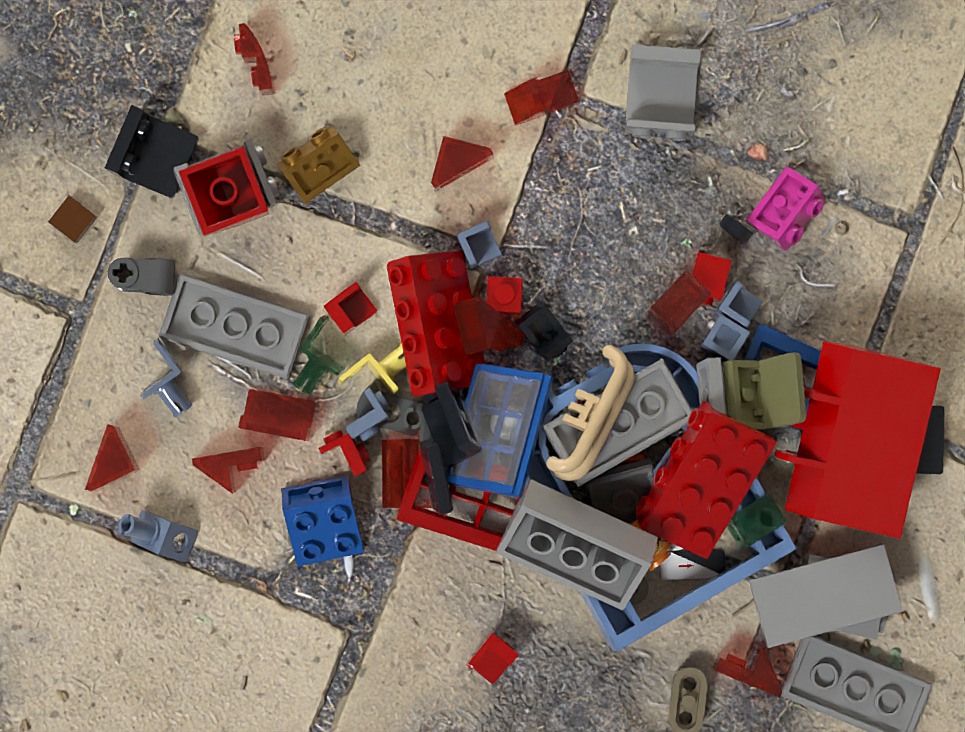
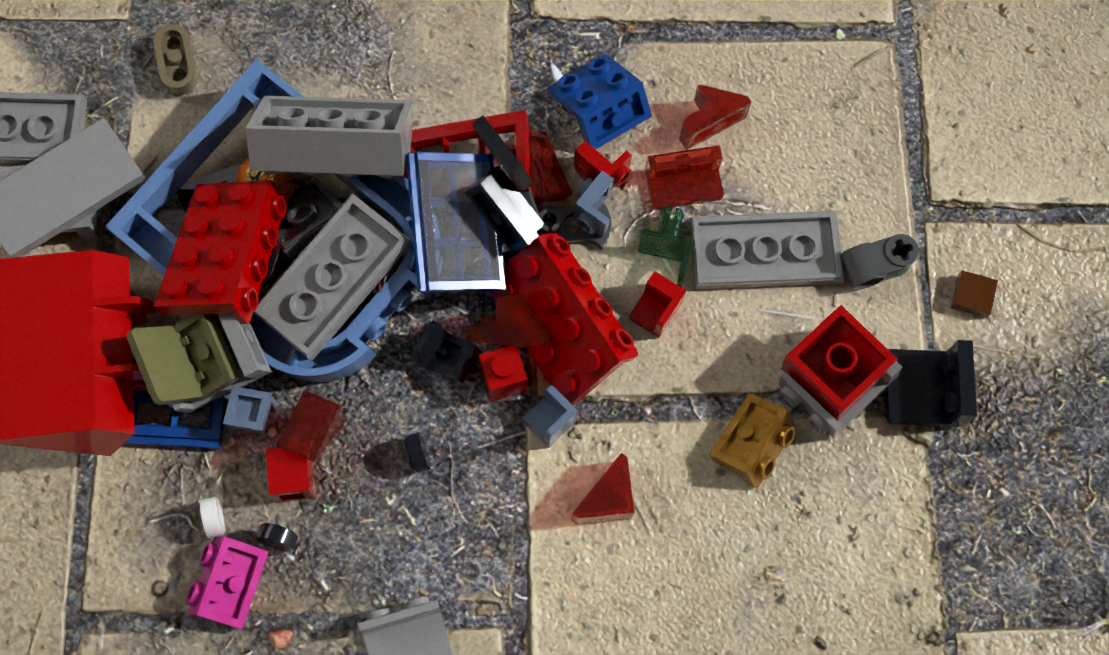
camera: 150 degrees right, 15 degrees down
(112, 461) = (824, 82): clear red slope -> none
(157, 534) = (752, 30): sand blue bracket -> none
(166, 387) = (808, 168): sand blue bracket -> none
(251, 51) = (879, 535): clear red slope -> none
(383, 369) = (599, 256): light yellow bracket -> none
(492, 657) = (383, 36): red panel -> none
(541, 97) = (543, 604): clear red slope -> none
(595, 418) = (357, 264): tan piece -> none
(598, 256) = (417, 452): none -> black tile
(739, 305) = (246, 455): sand blue panel -> none
(755, 521) = (152, 237): clear green bracket -> none
(759, 675) = (116, 100): clear red slope -> none
(782, 264) = (212, 517): none -> white tile

